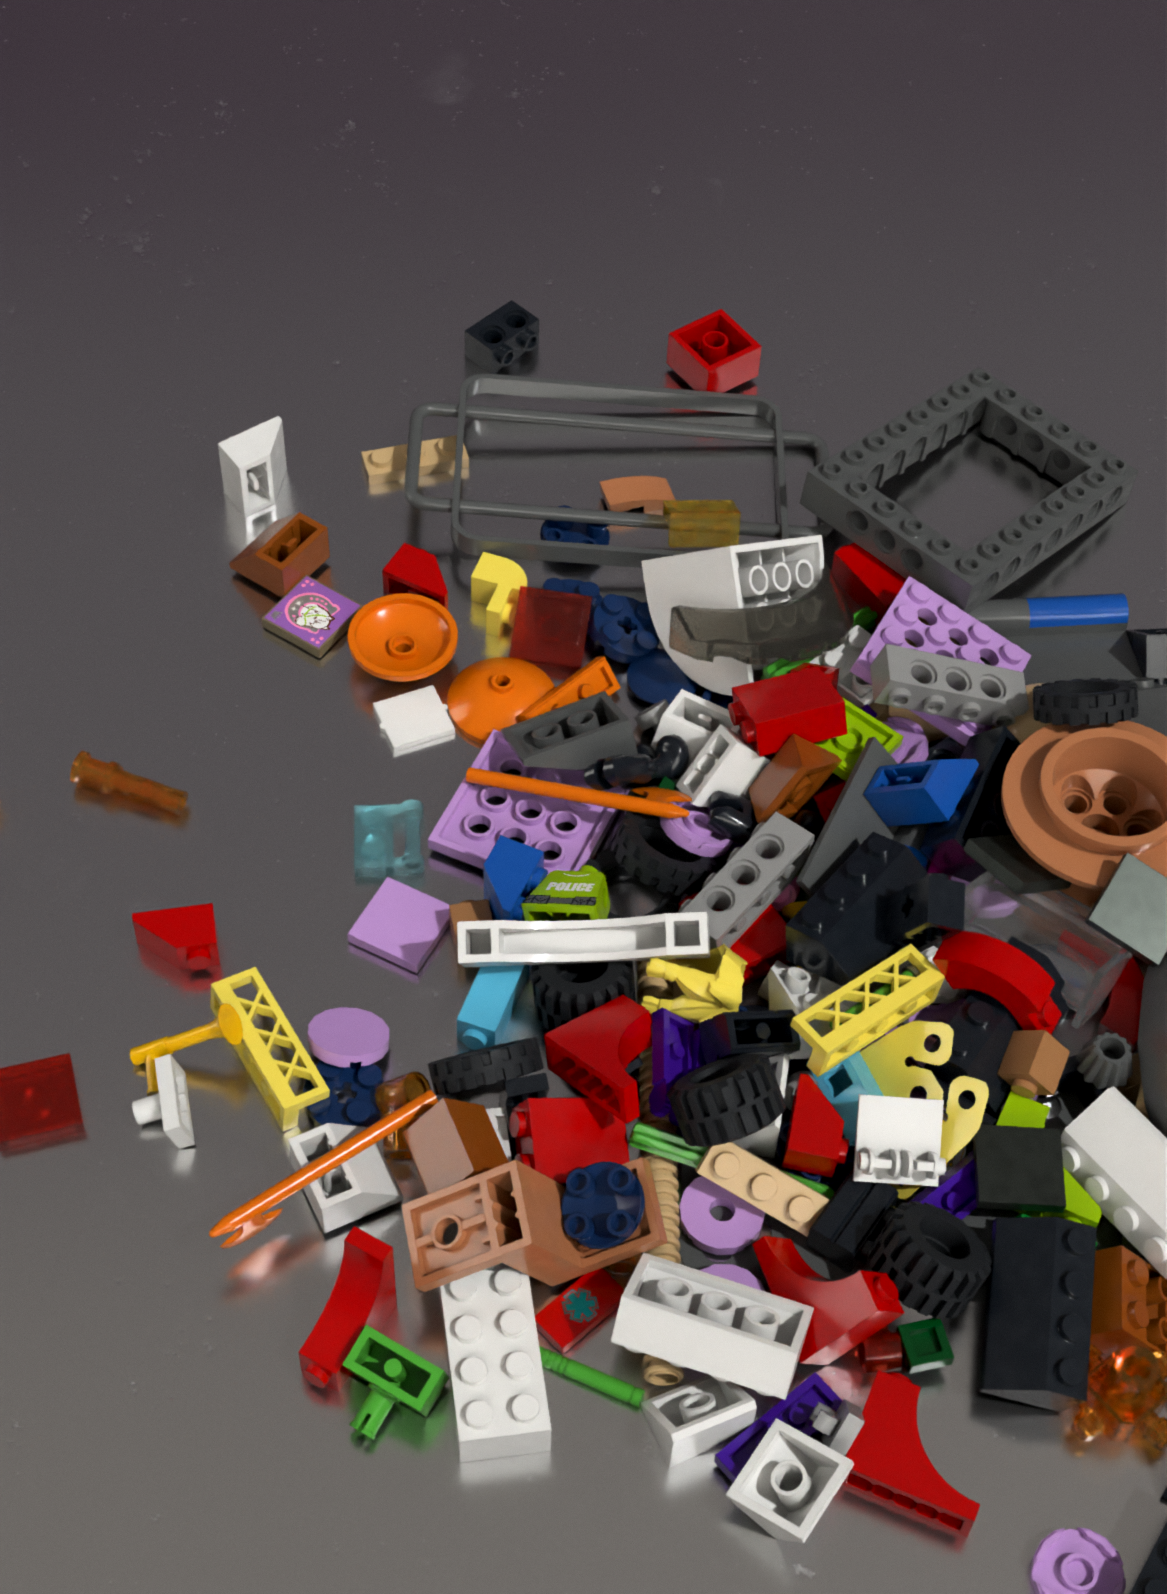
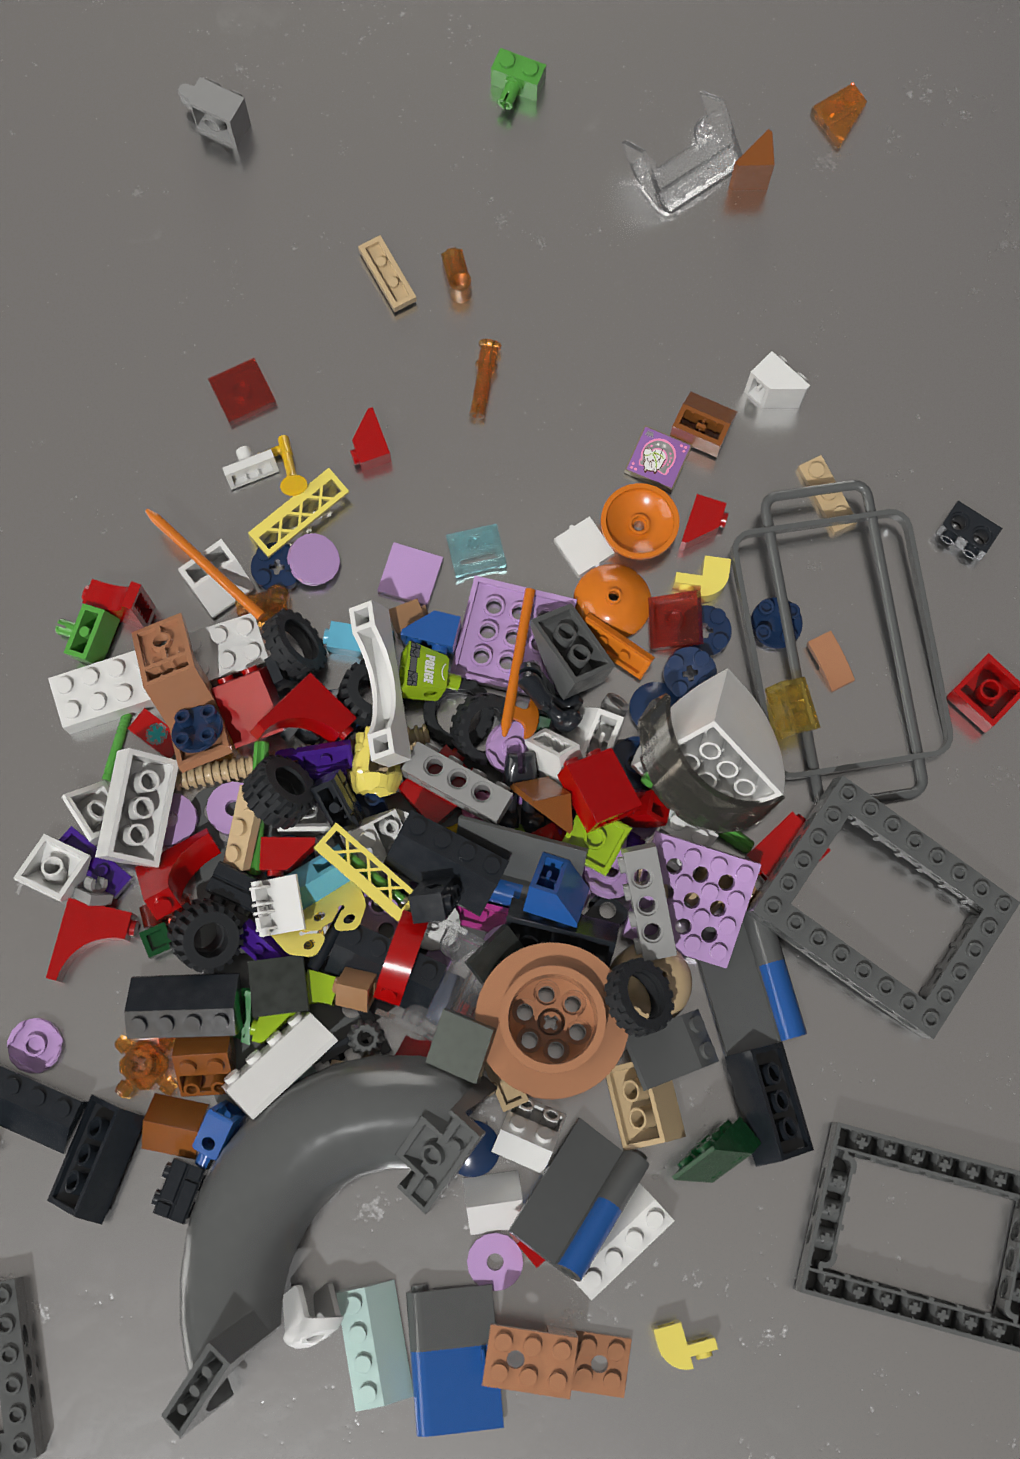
camera: 80 degrees right, 25 degrees up
(453, 1144) = (224, 640): slope -> none

